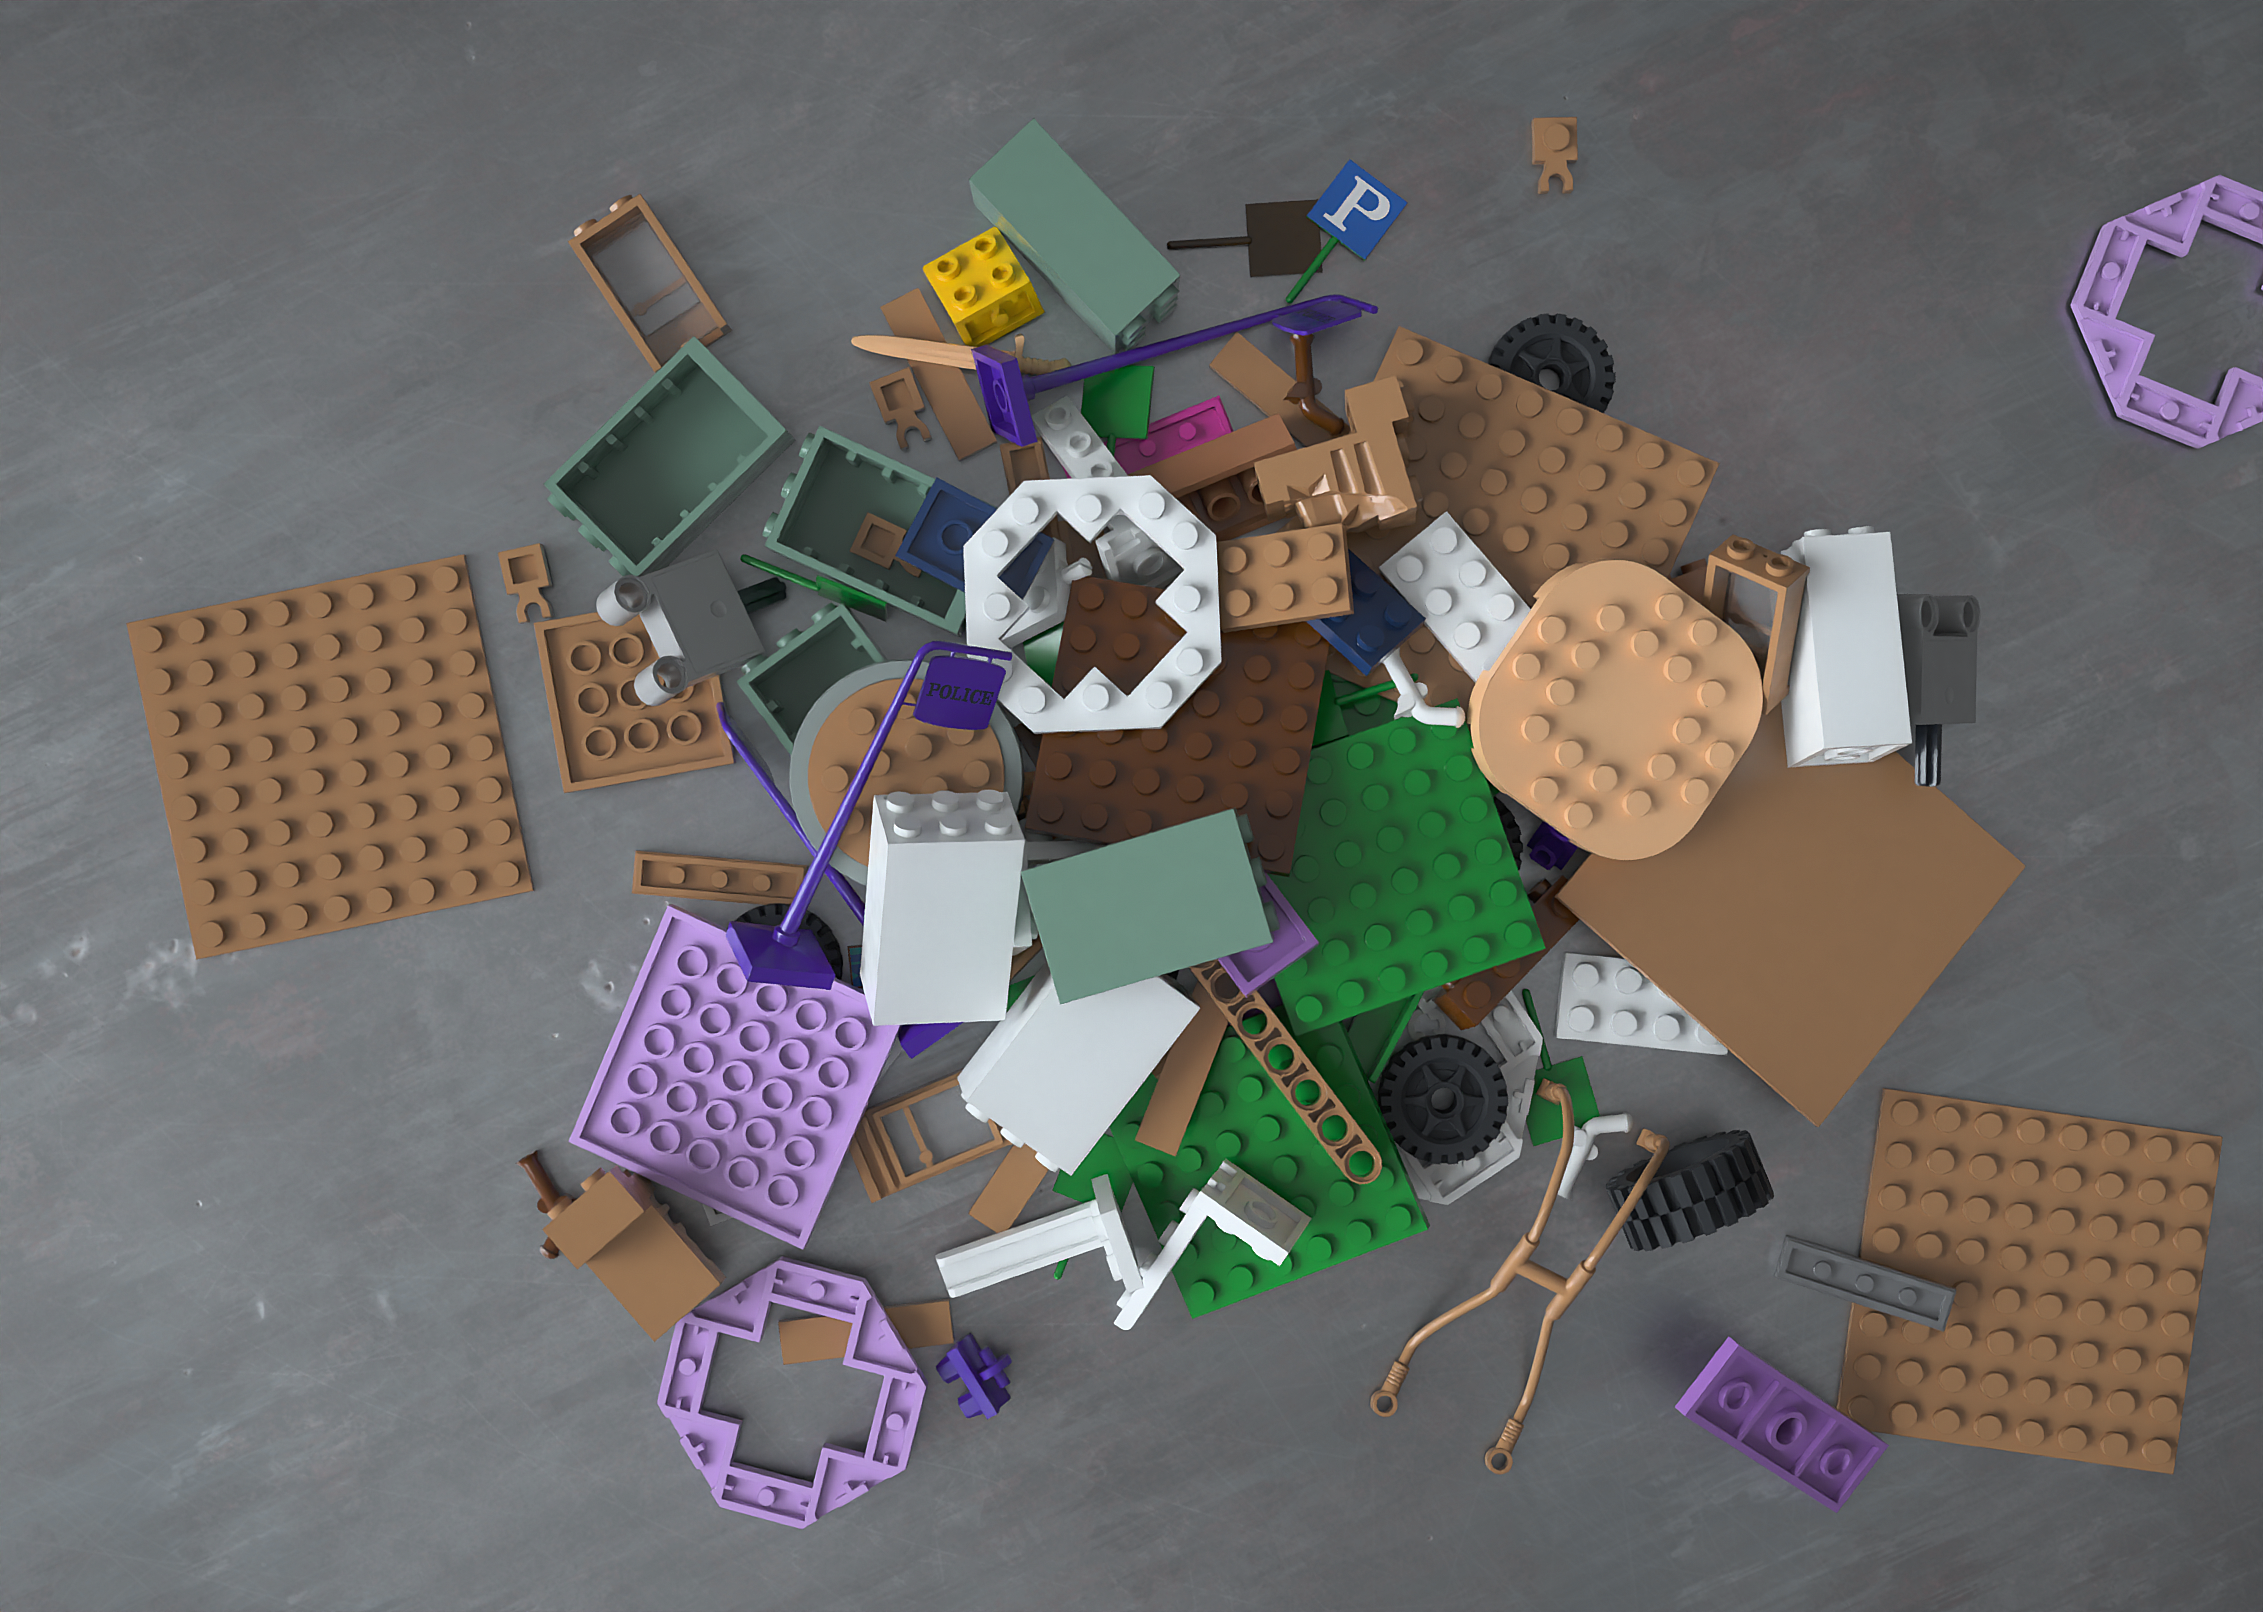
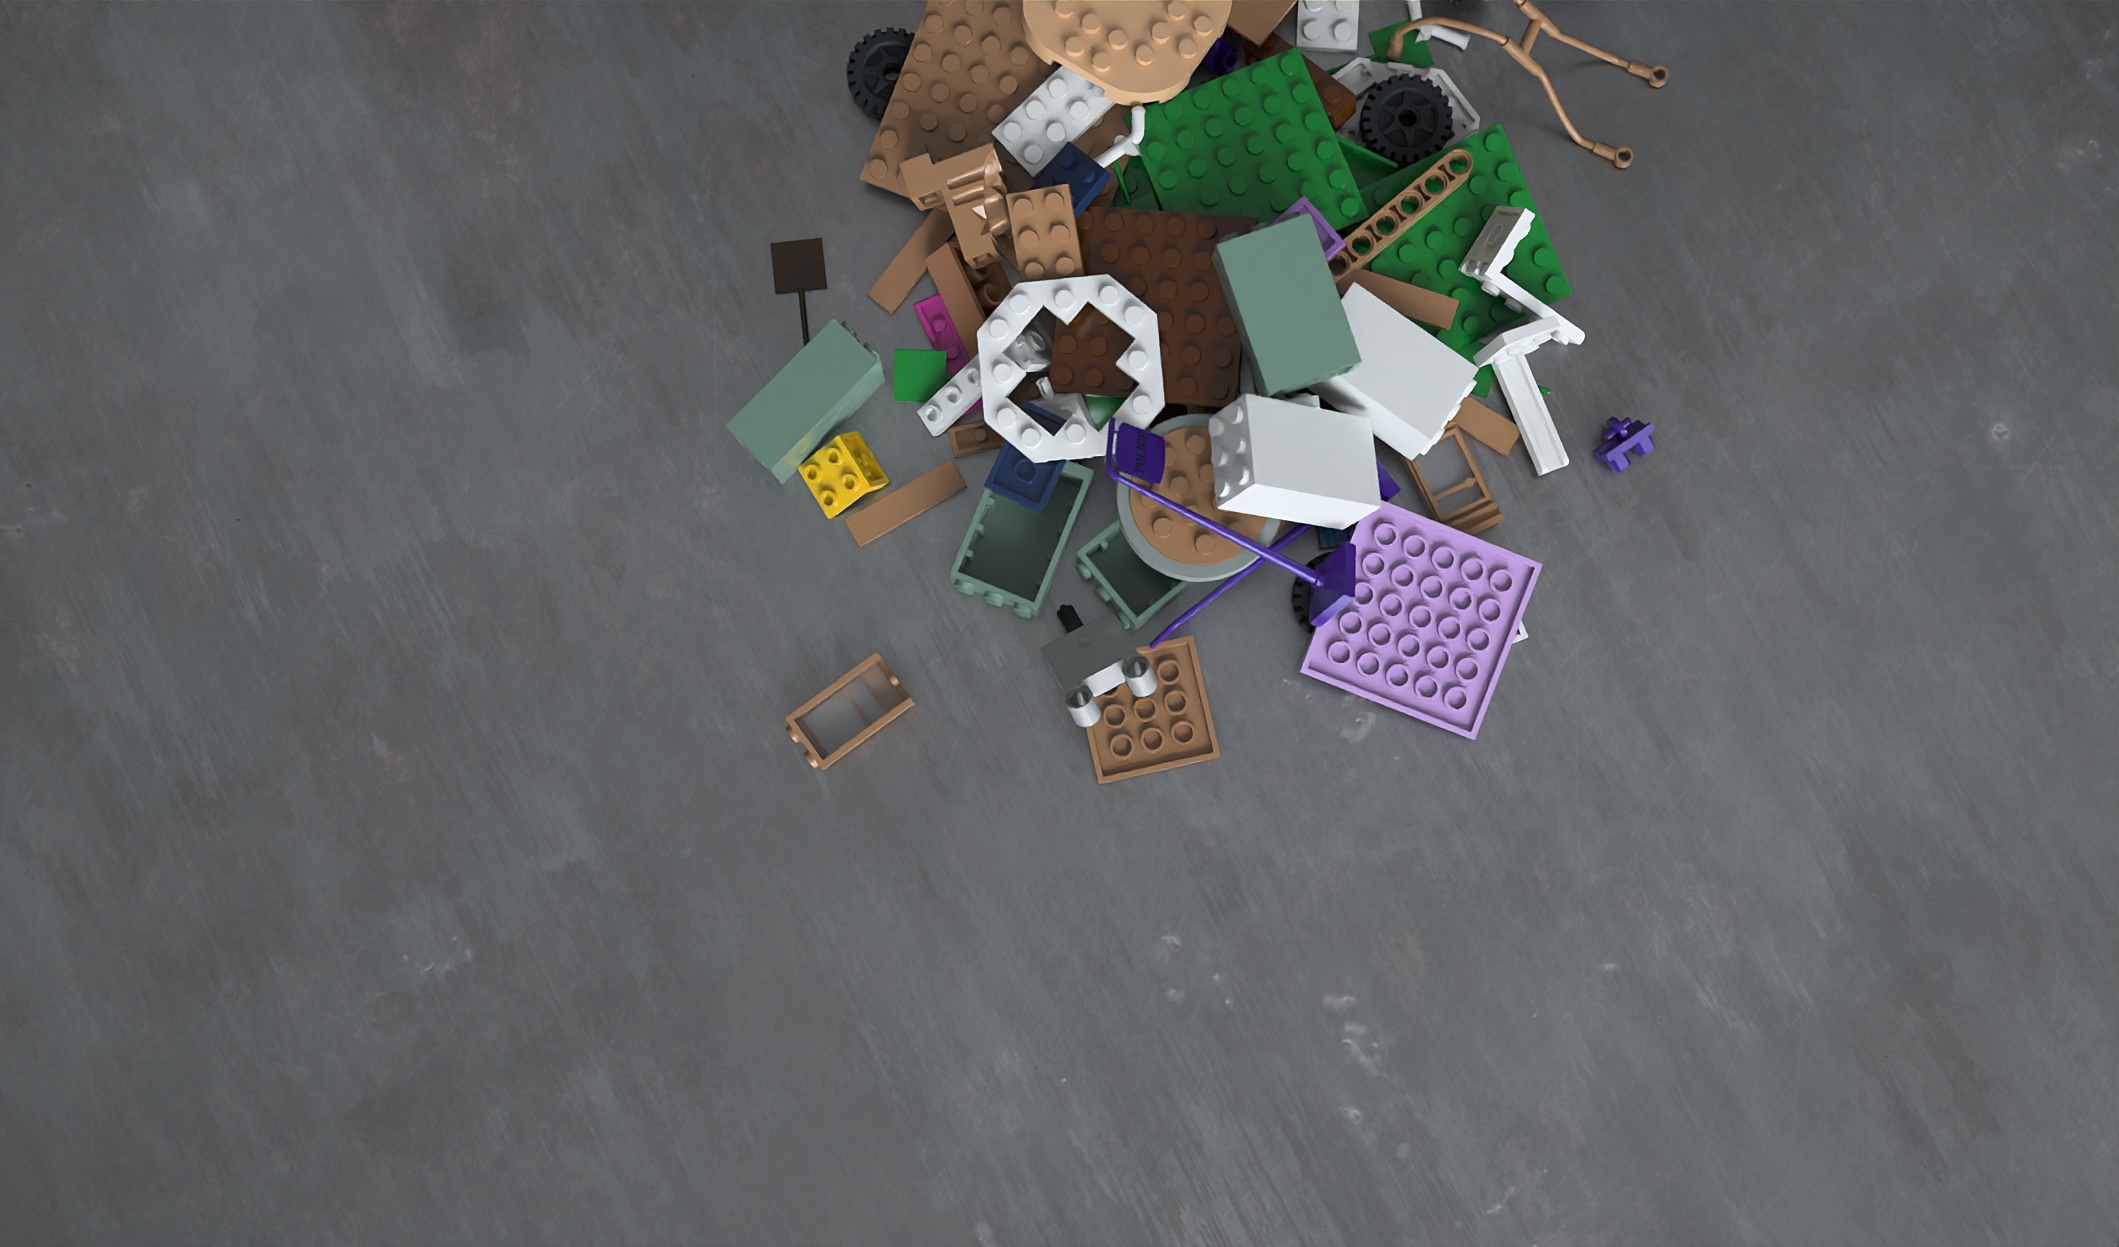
camera: 90 degrees left, 5 degrees down
(330, 756) = (1202, 932): medium nougat baseplate -> none
(526, 574) = (1063, 793): medium nougat plate -> none
(549, 1195) = (1518, 755): reddish brown piece -> none
(634, 1248) = (1552, 681): medium nougat brick -> none
(668, 462) = (978, 687): sand green container -> none
(716, 878) = (1276, 644): medium nougat tile -> none
(827, 589) = (1064, 570): green piece -> none
(827, 1338) = (1597, 524): medium nougat tile -> none
(872, 1347) = (1590, 610): lavender plate -> none
(879, 543) = (1029, 535): medium nougat plate -> none
(899, 402) = (925, 529): medium nougat plate -> none
(949, 353) = (893, 474): light nougat sword -> none
(1008, 392) = (917, 446): dark purple piece -> none
(1307, 387) = (904, 240): reddish brown piece -> none
(1355, 213) = (779, 216): blue piece -> none
(1555, 147) = (727, 80): medium nougat plate -> none

